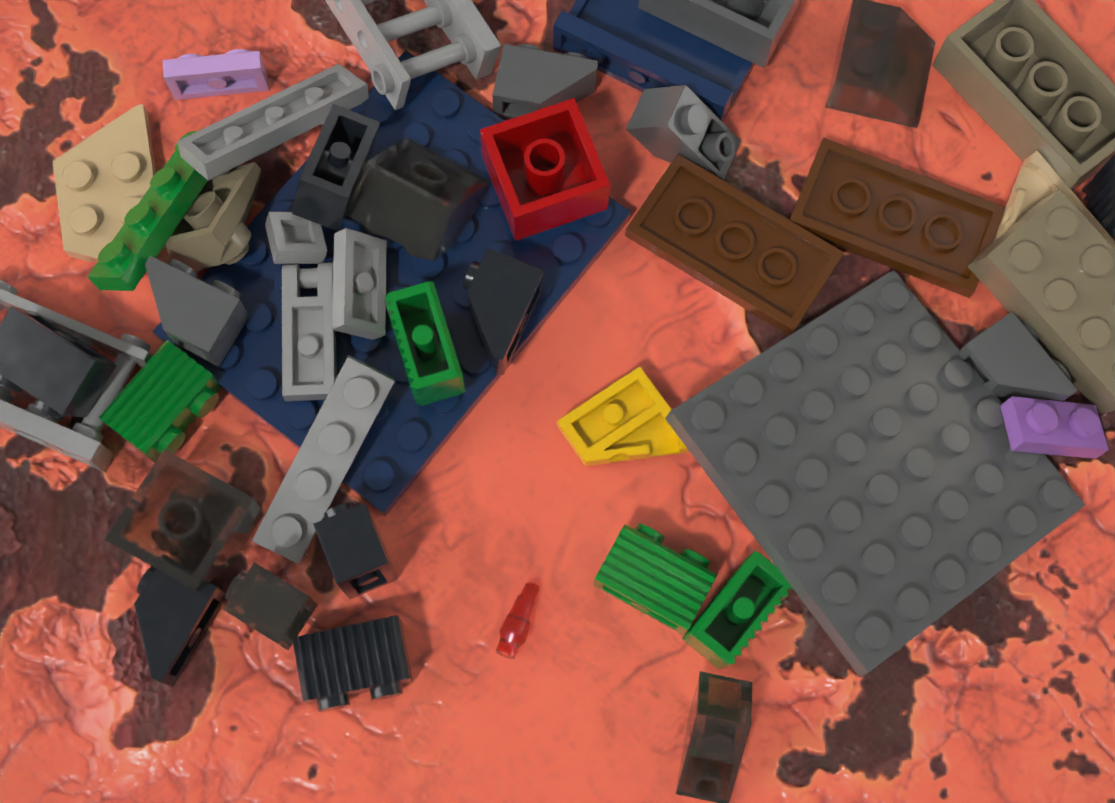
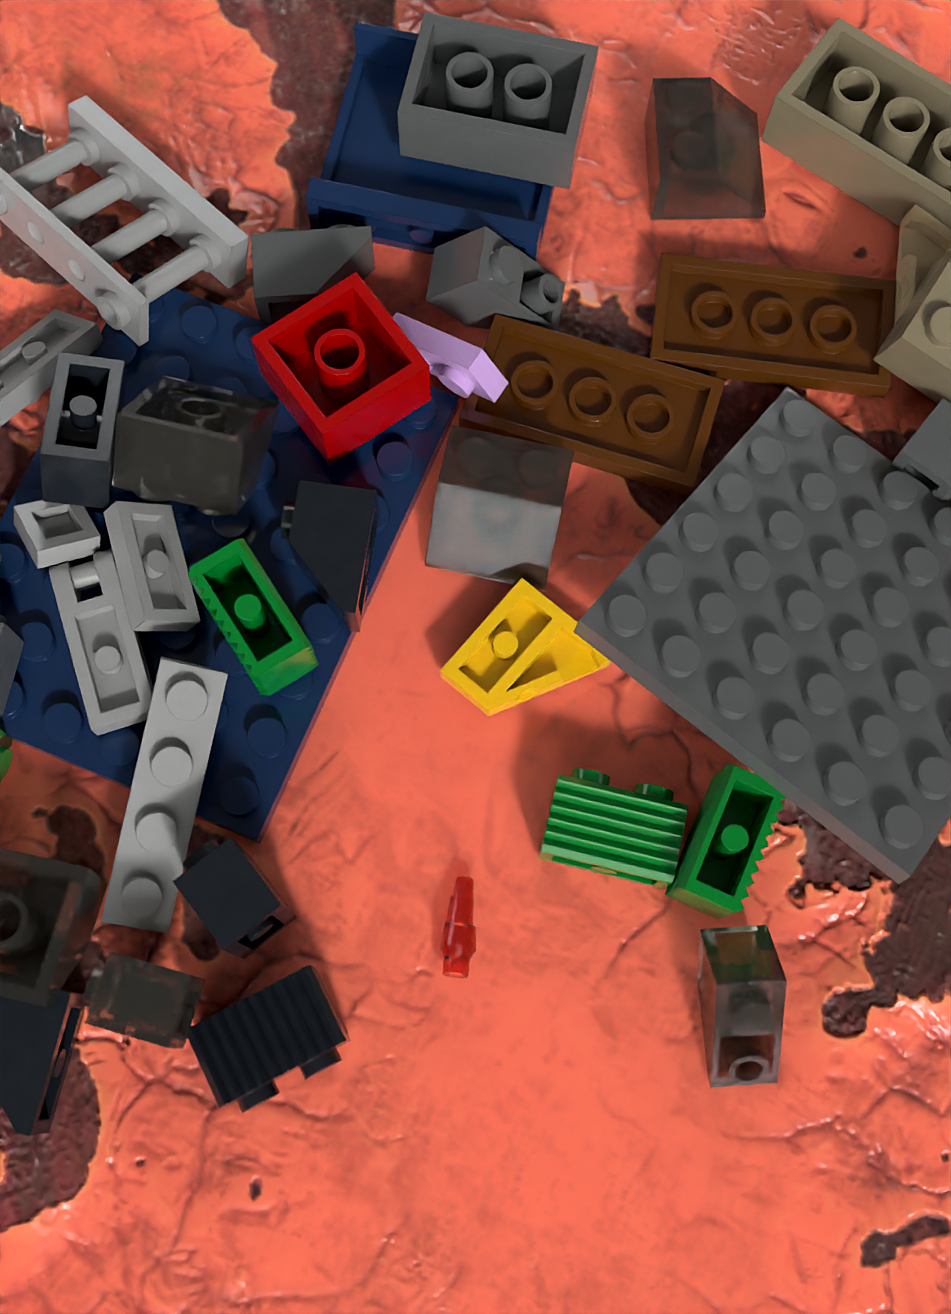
camera: 15 degrees left, 0 degrees up
(634, 187) = (454, 361): none -> lavender plate
(637, 306) = (498, 507): none -> clear smoke slope

